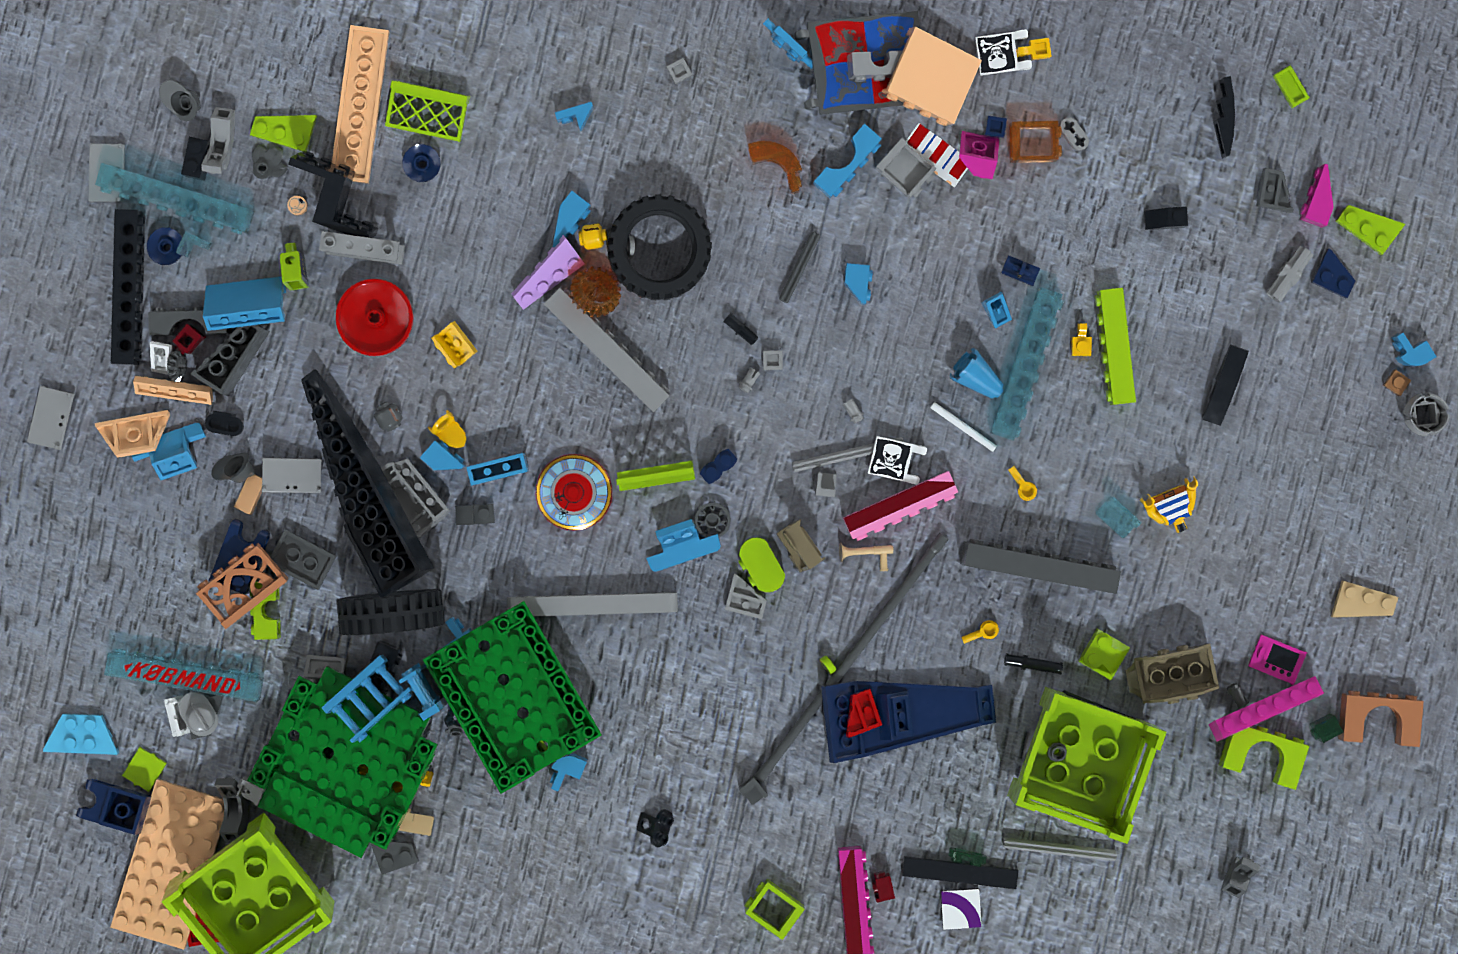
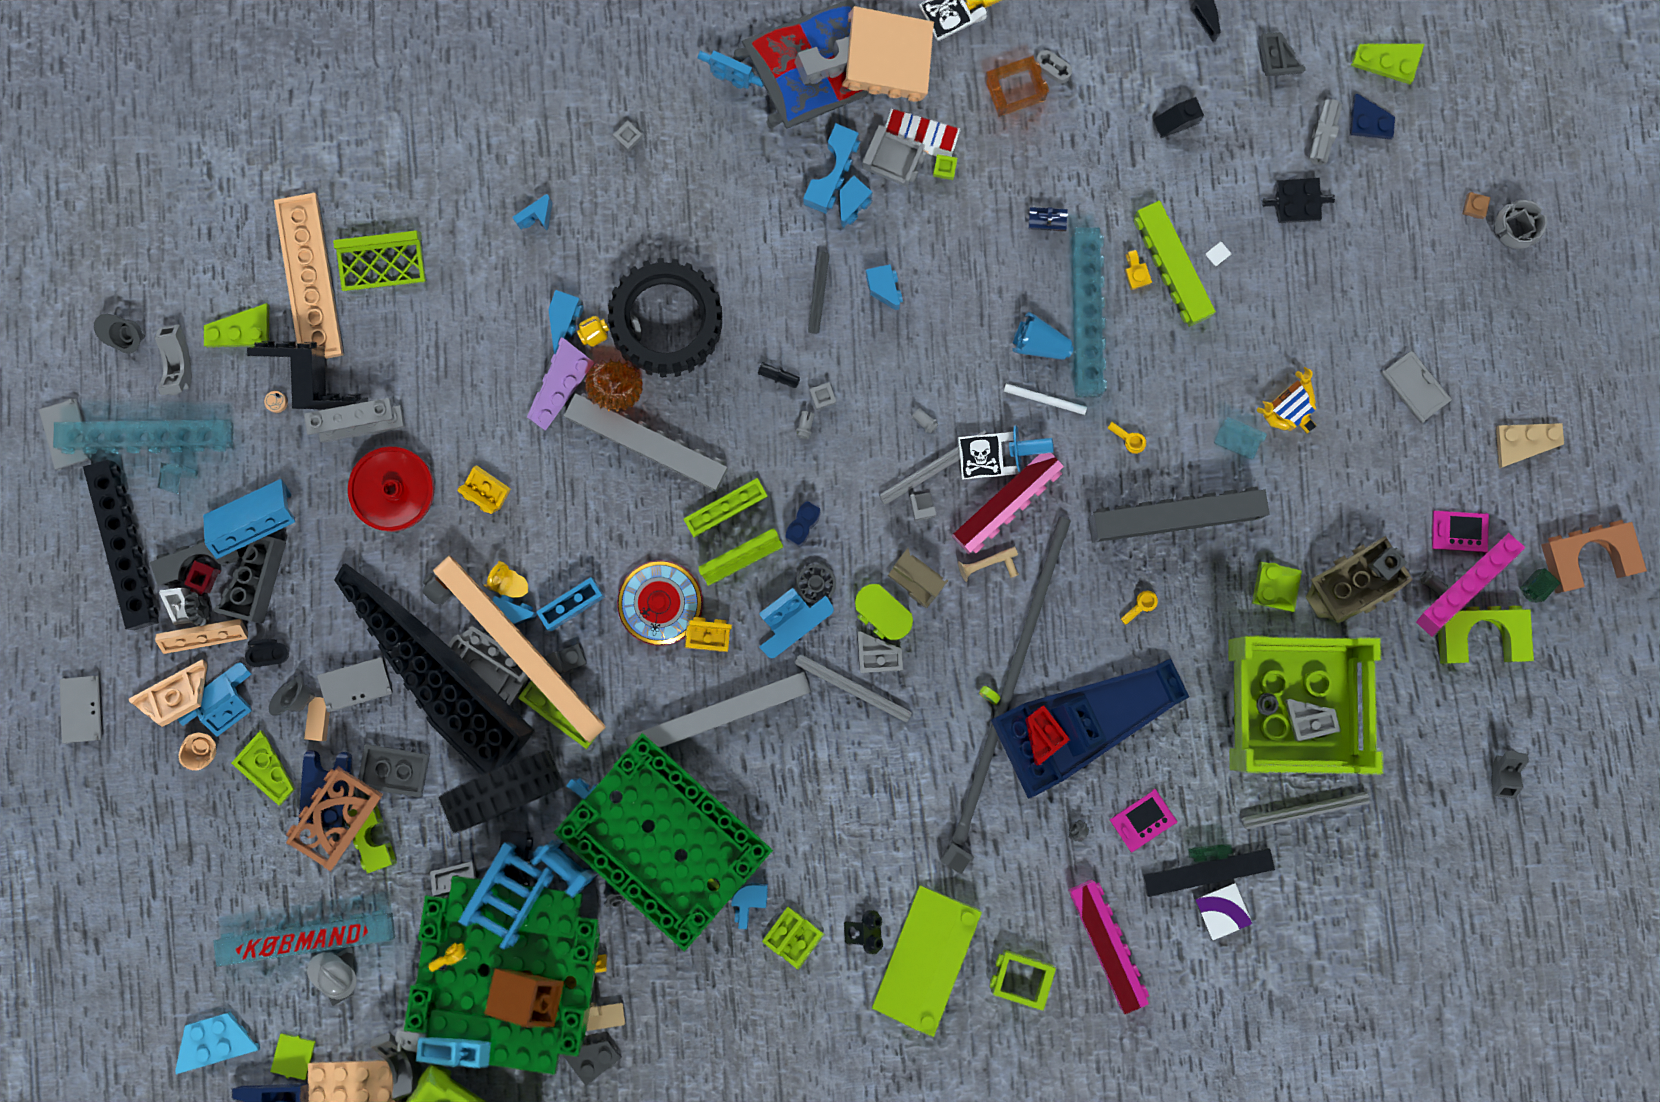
camera: 15 degrees left, 5 degrees down
(140, 488) = (197, 751): none -> light nougat hair
(157, 243) = (141, 486): dark blue dish -> none
(176, 722) = (311, 992): white hinge -> none
(193, 522) = (264, 769): none -> lime wing
(194, 156) = (150, 378): black brick -> none
(270, 160) = (234, 365): dark grey plate -> none
(283, 812) = (453, 1052): none -> medium azure slope
(293, 268) = (290, 467): lime torso -> none
(308, 732) = (454, 954): none -> yellow plate
(355, 788) = (524, 998): none -> dark orange slope
(414, 156) = (384, 308): dark blue dish -> none
(442, 493) = (519, 649): none -> light nougat beam
(457, 559) = (541, 704): none -> lime plate
(594, 811) = (793, 937): none -> lime slope
(605, 535) = (707, 635): none -> yellow bracket
(656, 429) = (725, 507): none -> lime plate
(699, 866) = (926, 960): none -> lime slope
(713, 618) = (853, 688): none -> light grey axle
(774, 152) = (759, 185): clear orange arch -> none
(857, 194) = (853, 198): none -> dark azure slope
(863, 803) = (1078, 831): none -> dark grey plate
(883, 887) = (1132, 915): dark red brick -> none
(921, 812) = (1143, 820): none -> dark pink container
(926, 464) = (1028, 447): none -> dark azure piece
(947, 193) = (945, 167): none -> lime plate
(979, 154) = (965, 117): dark pink slope -> none
(995, 126) = (971, 85): dark blue plate -> none
(997, 310) = (1037, 266): dark azure slope -> none
(1025, 662) = (1200, 622): black pin -> none
(1088, 778) = (1311, 720): none -> light grey wing
(1158, 349) = (1218, 253): none -> white sticker
(1193, 667) = (1381, 570): none -> dark grey brick
(1225, 385) = (1301, 265): black slope -> none
(1244, 326) = (1298, 200): none -> black plate
(1286, 530) = (1413, 388): none -> light grey door
(1320, 201) = (1329, 49): dark pink slope -> none
(1412, 356) = (1481, 171): dark azure brick -> none

